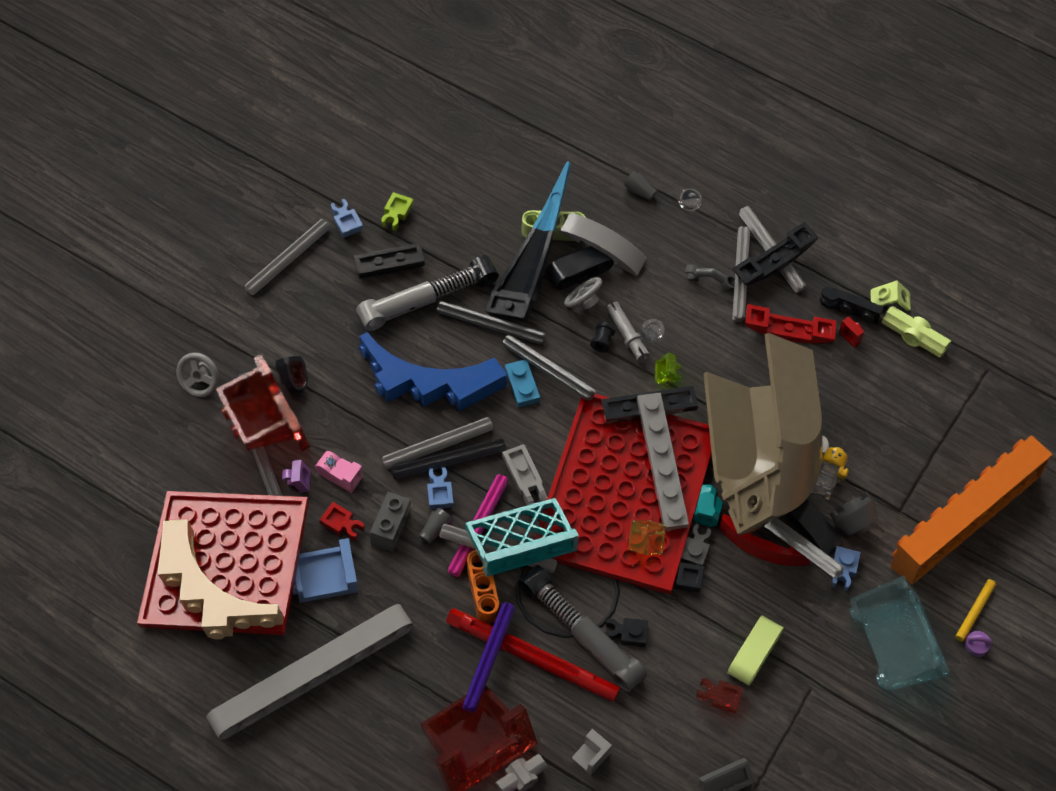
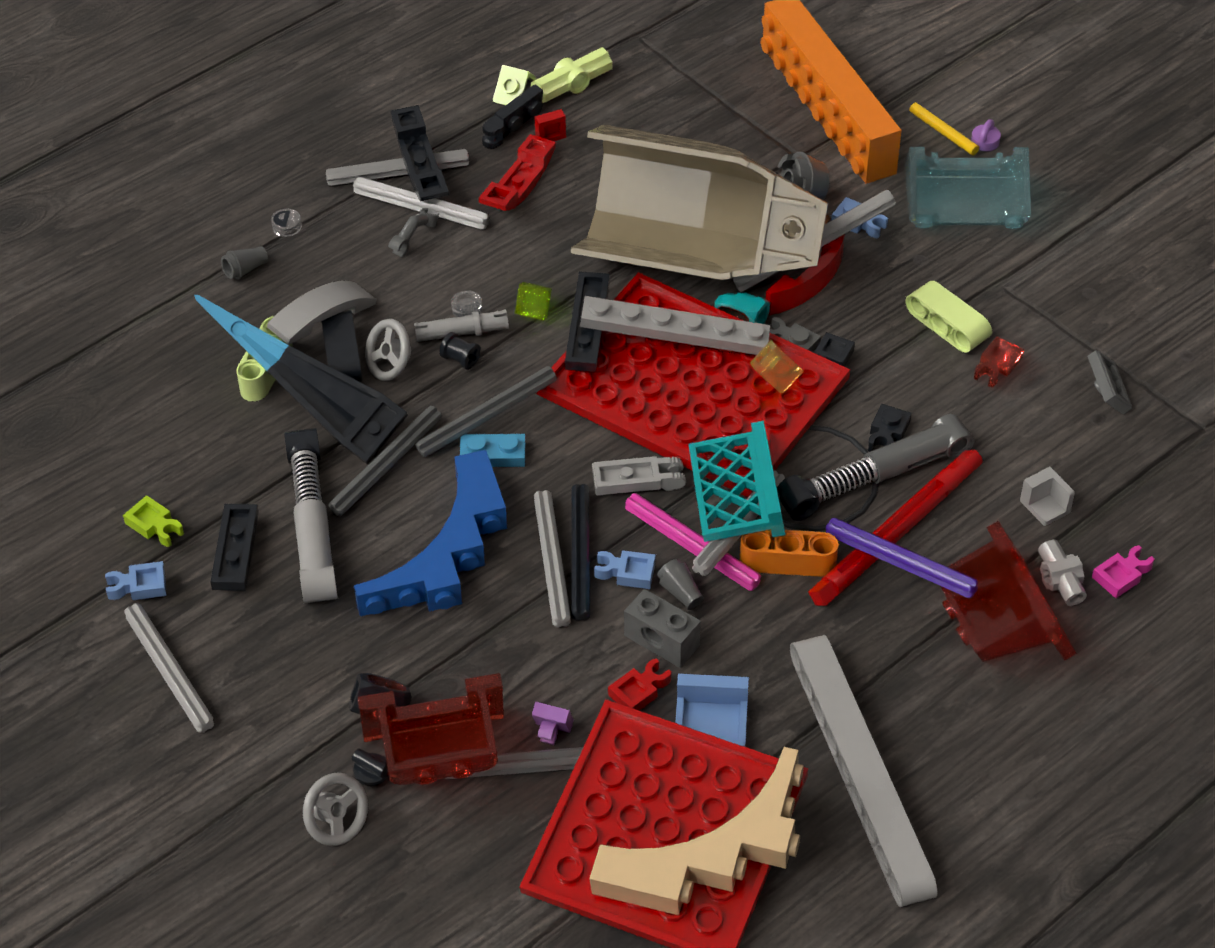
camera: 70 degrees left, 10 degrees down
(339, 471) = (559, 671): bright pink leg -> none

